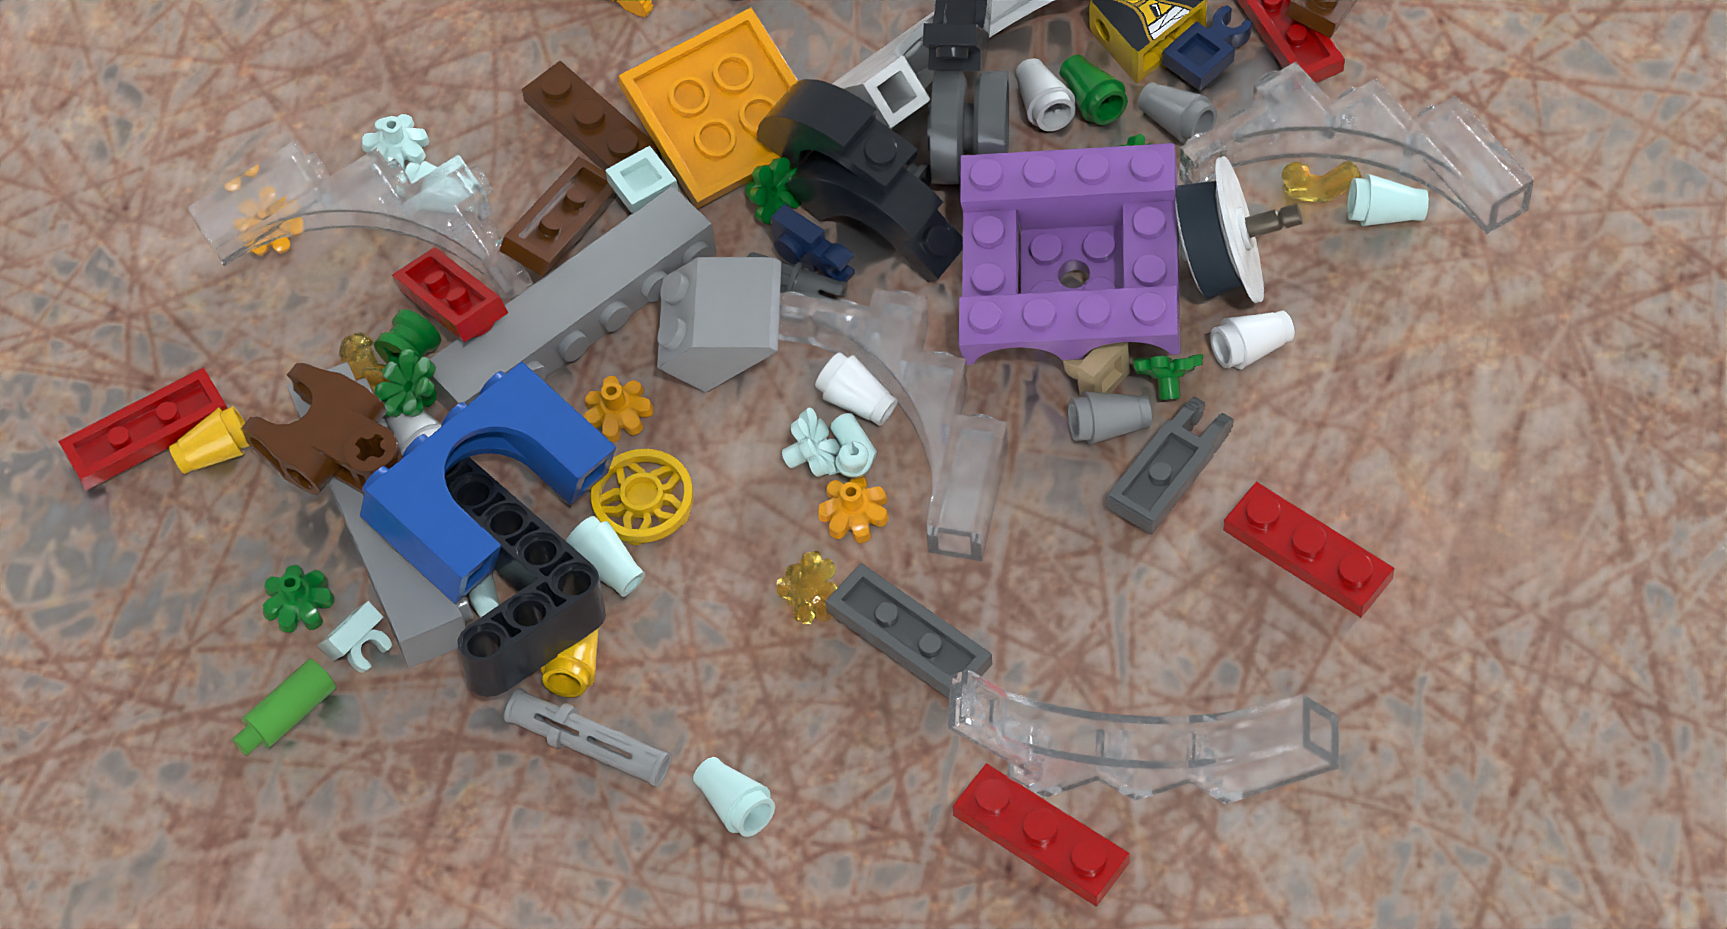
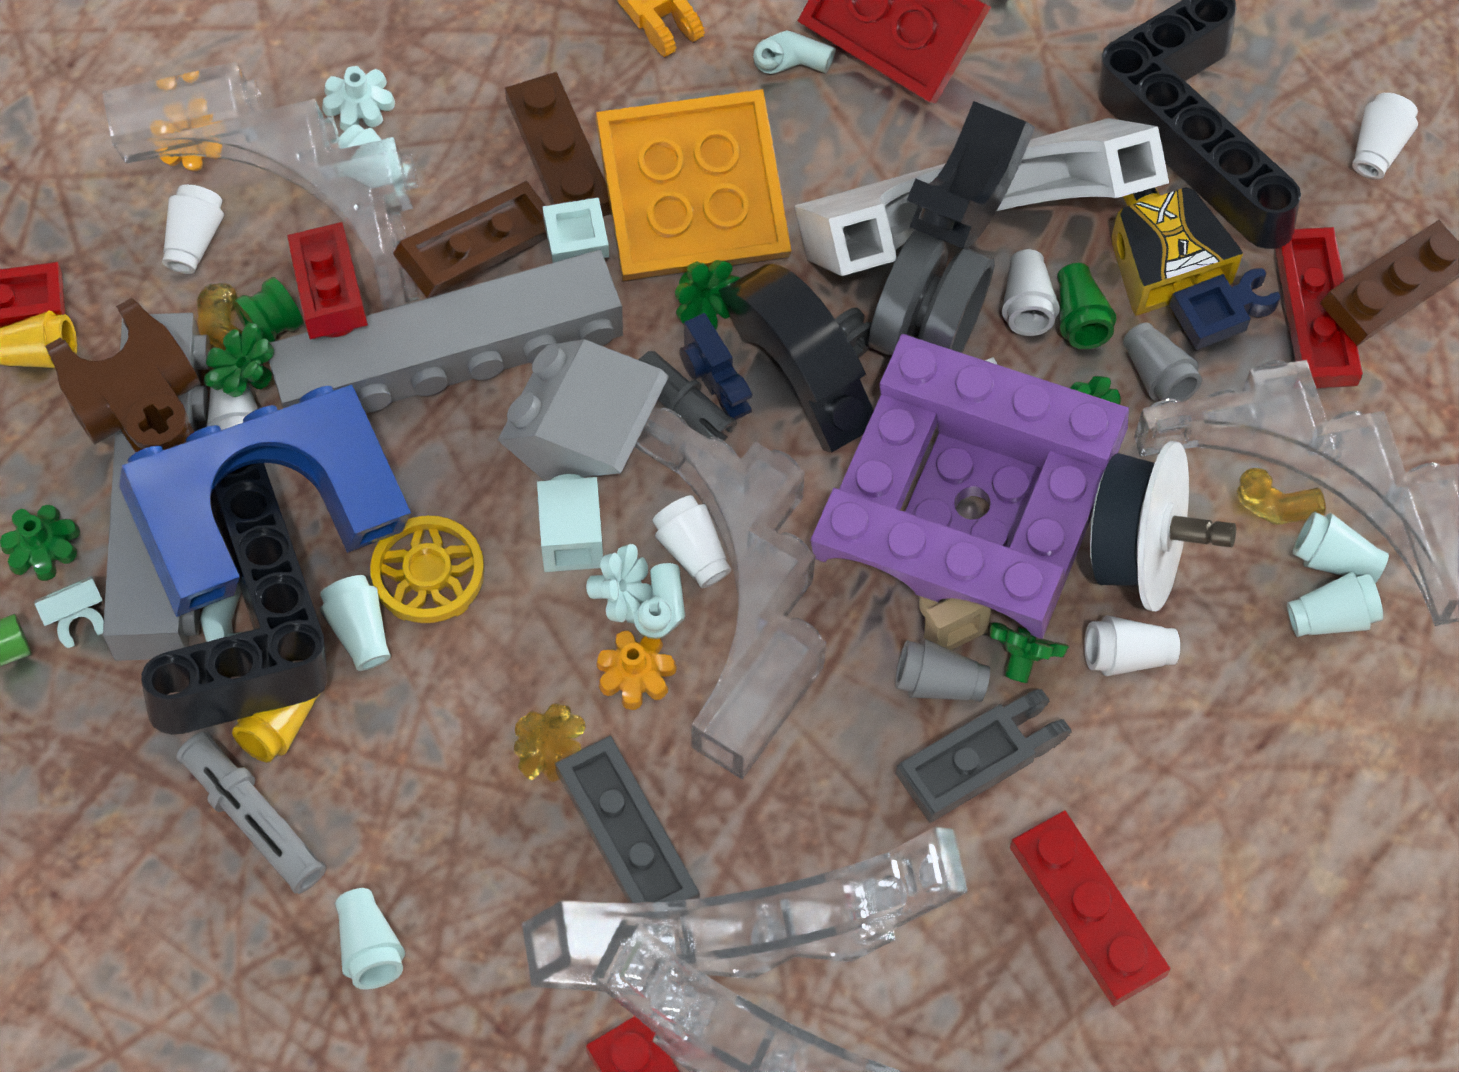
camera: 15 degrees right, 5 degrees up
(303, 297) = (190, 226): none -> white cone
(618, 408) = (446, 464): light orange plant -> none
(748, 413) = (570, 523): none -> light aqua brick
(840, 126) = (786, 253): black arch -> none
(1099, 631) = (756, 930): none -> clear arch
(1404, 245) = (1337, 607): none -> light aqua cone

